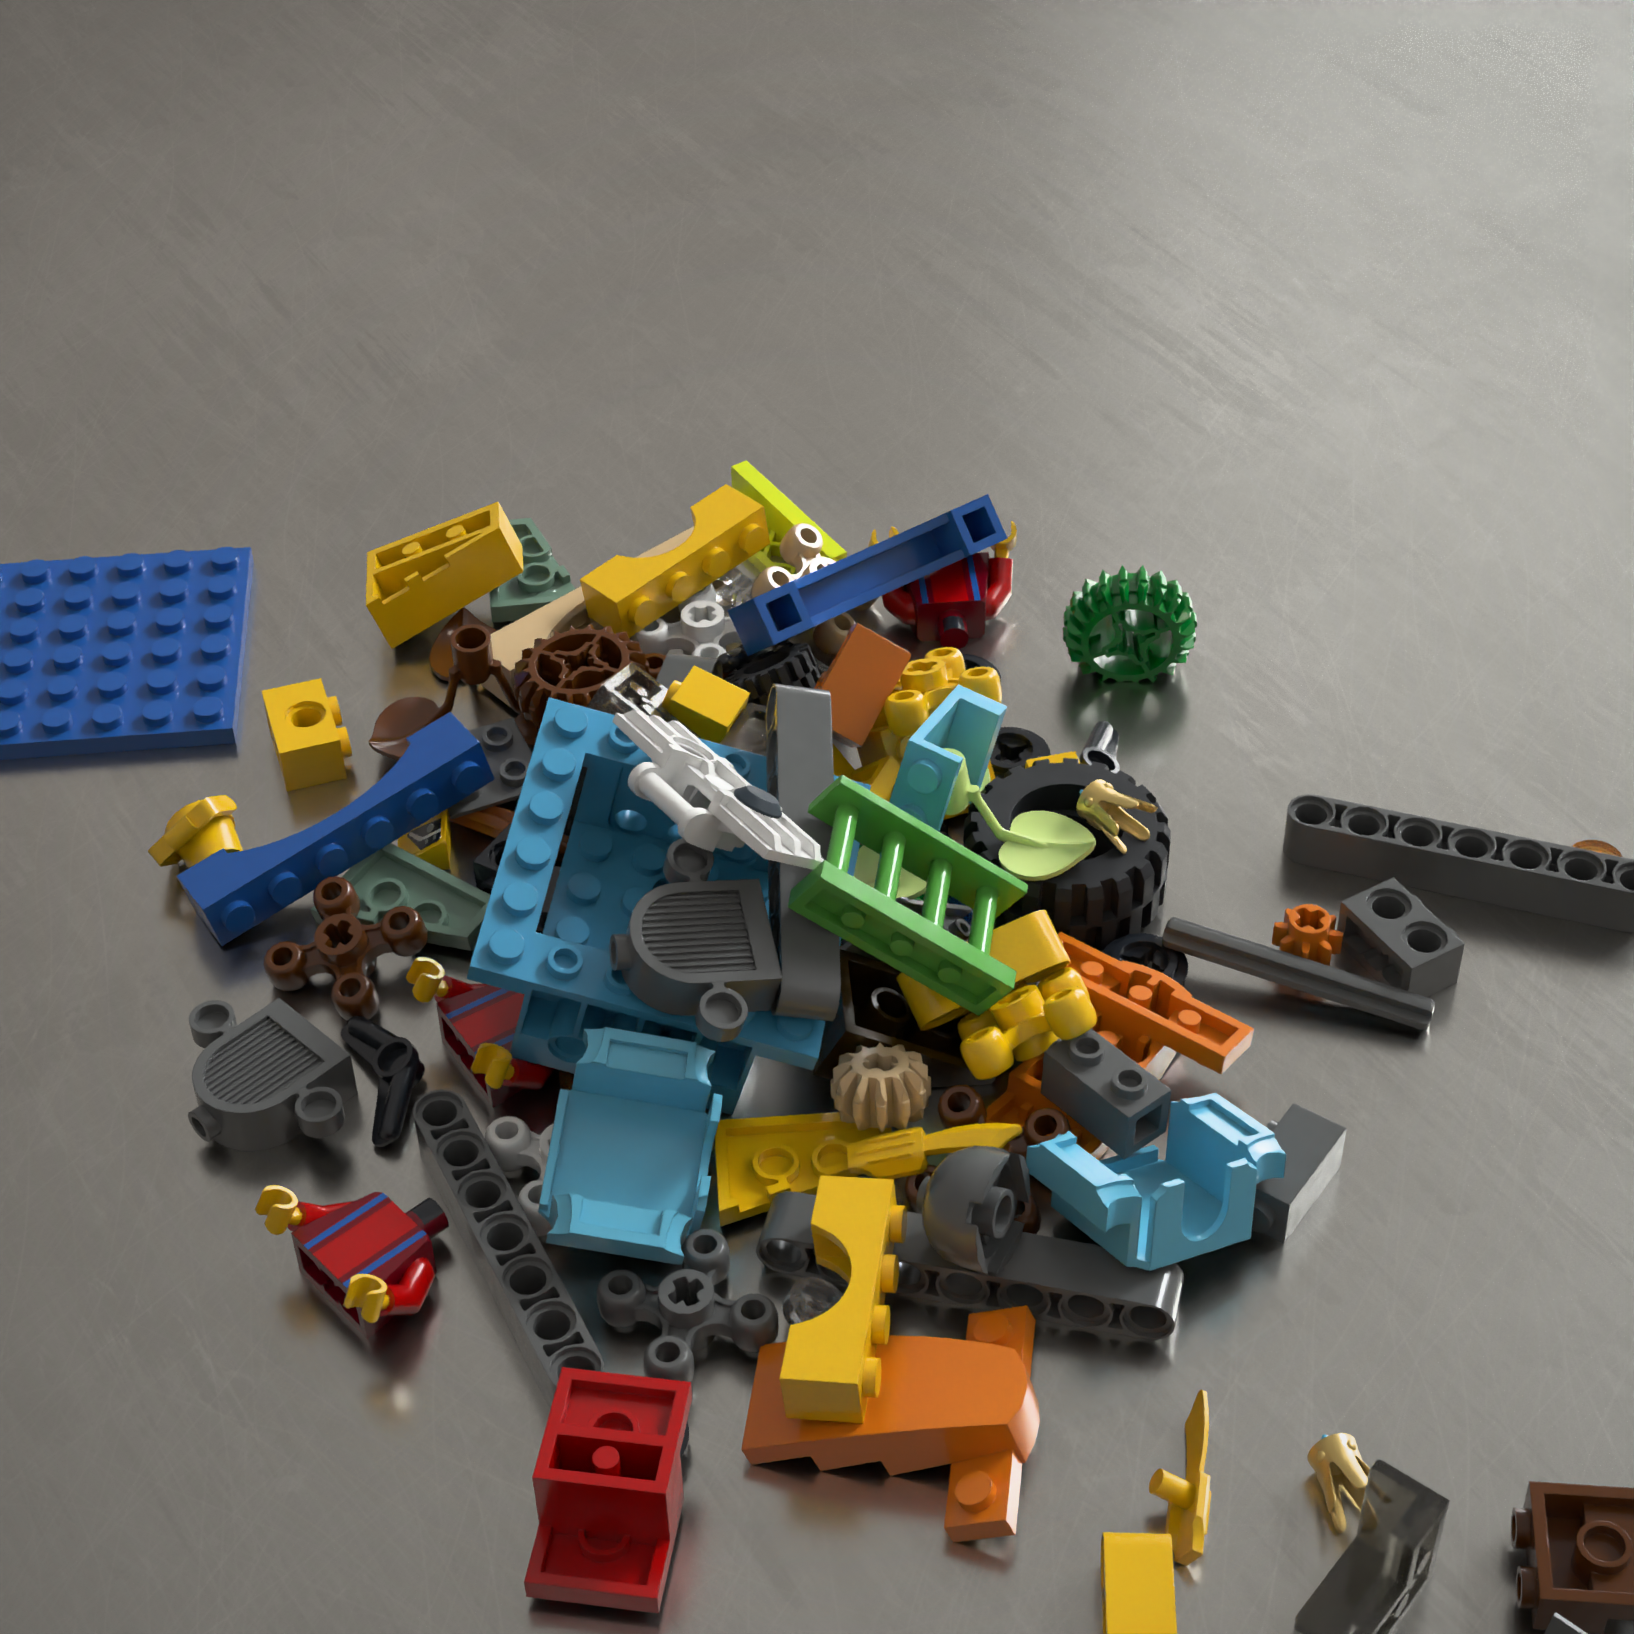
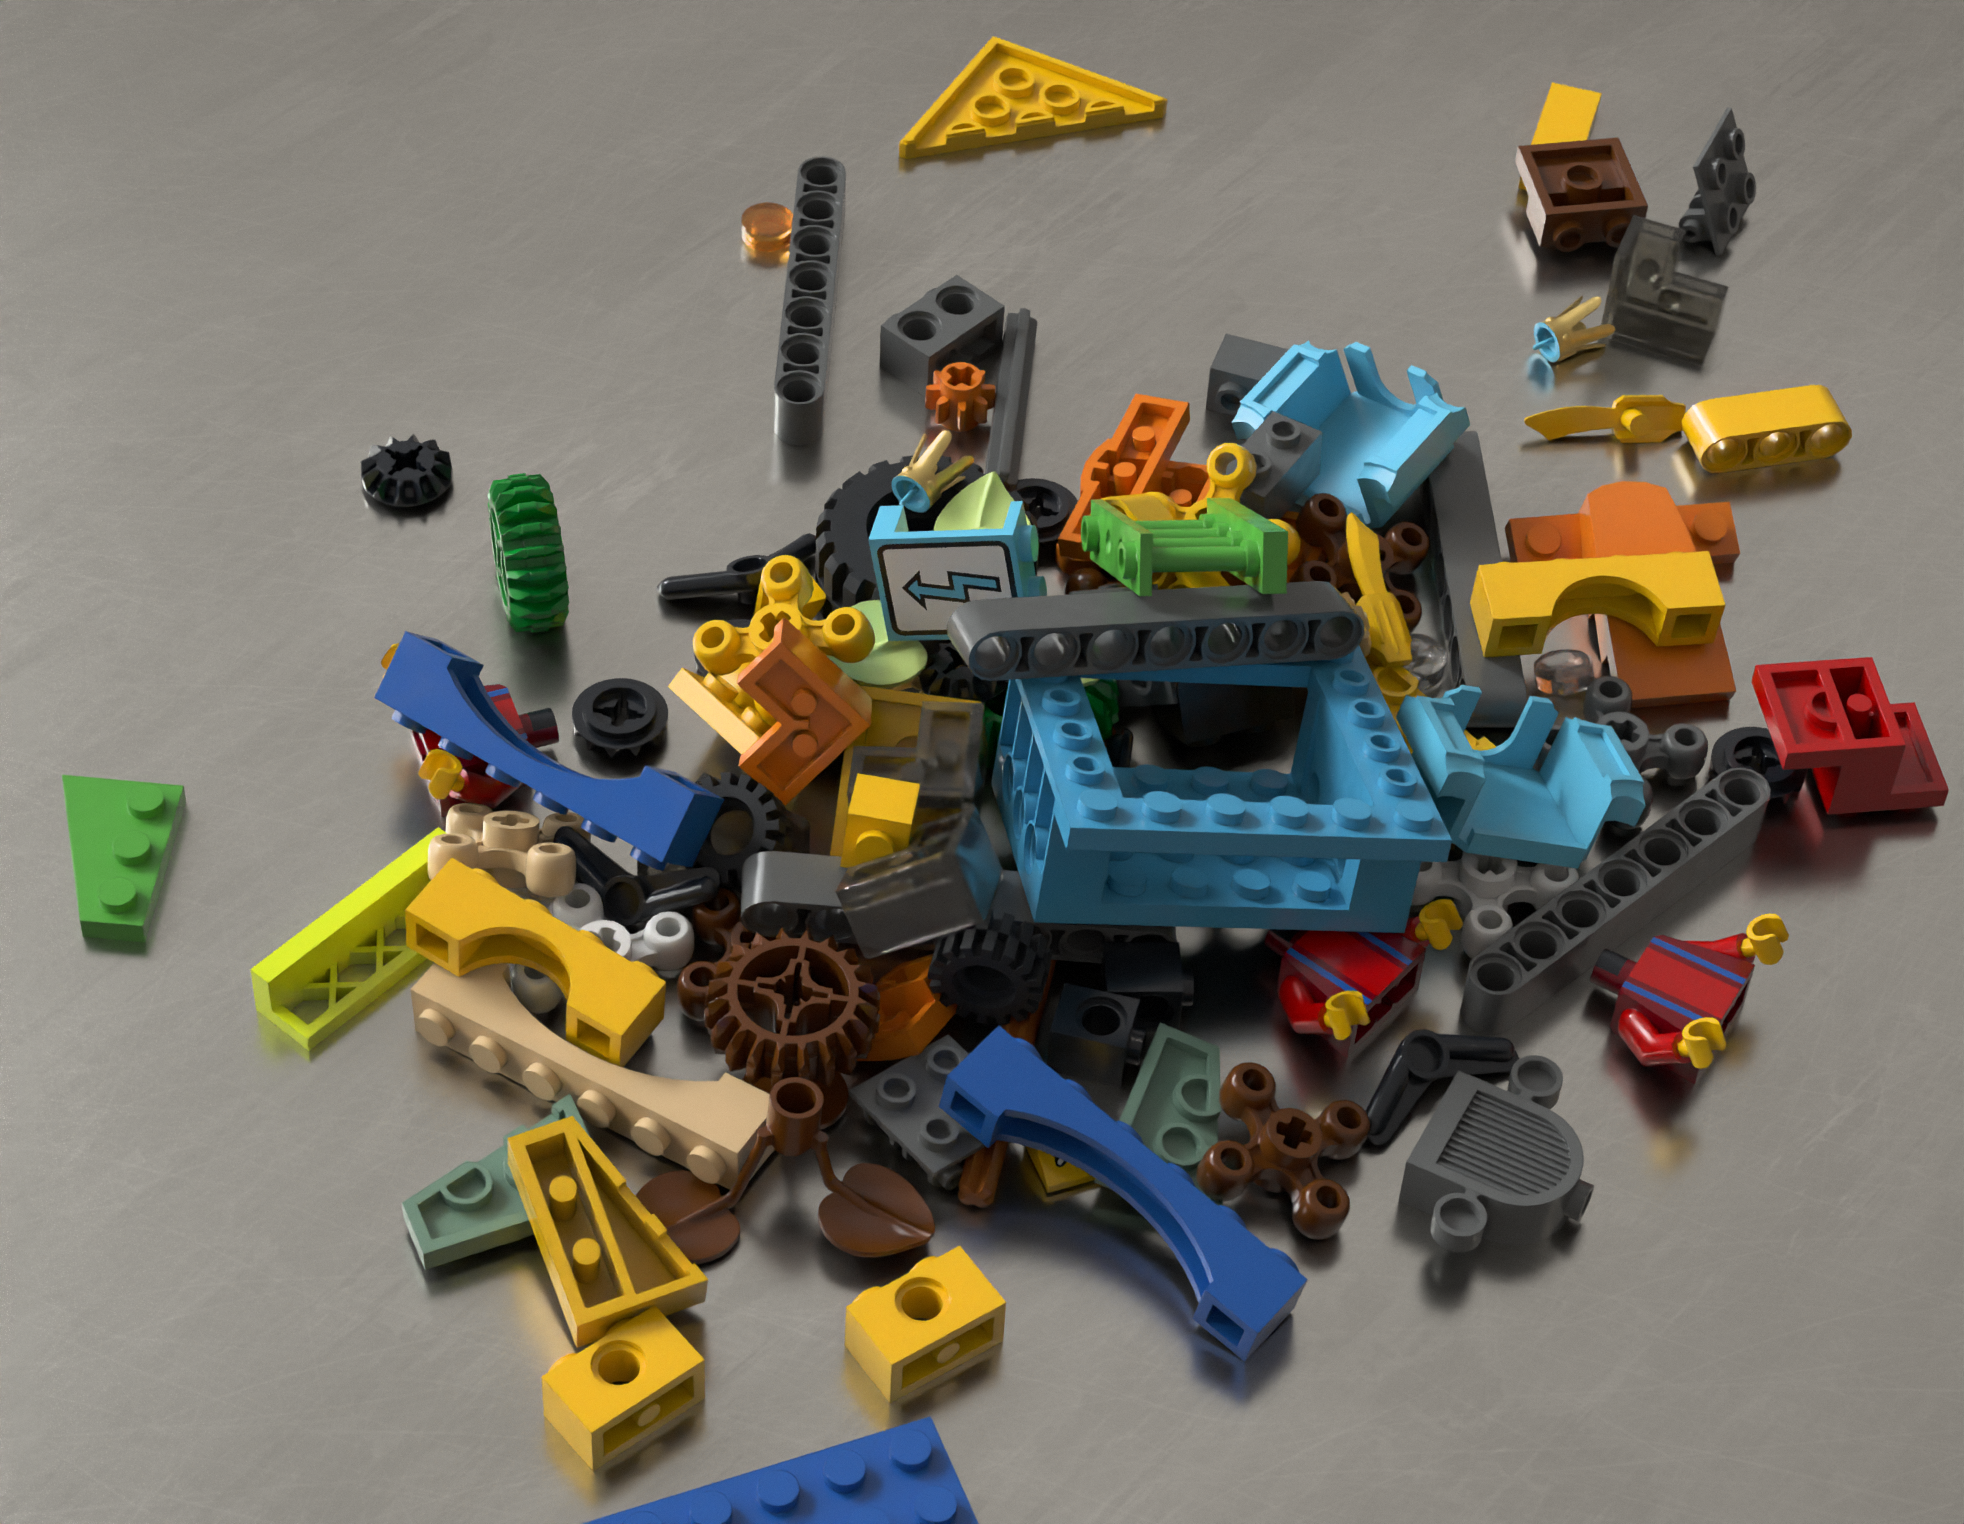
camera: 110 degrees left, 5 degrees up
(198, 832) = (1162, 1348): yellow piece -> none
(334, 593) = (607, 1418): none -> yellow brick
(700, 946) = (1338, 673): dark grey piece -> none
(709, 796) = (1214, 619): white piece -> none
(910, 447) = (120, 851): none -> bright green wing
(973, 1205) = (1473, 513): dark grey cylinder -> none
(1280, 620) = (406, 486): none -> black gear

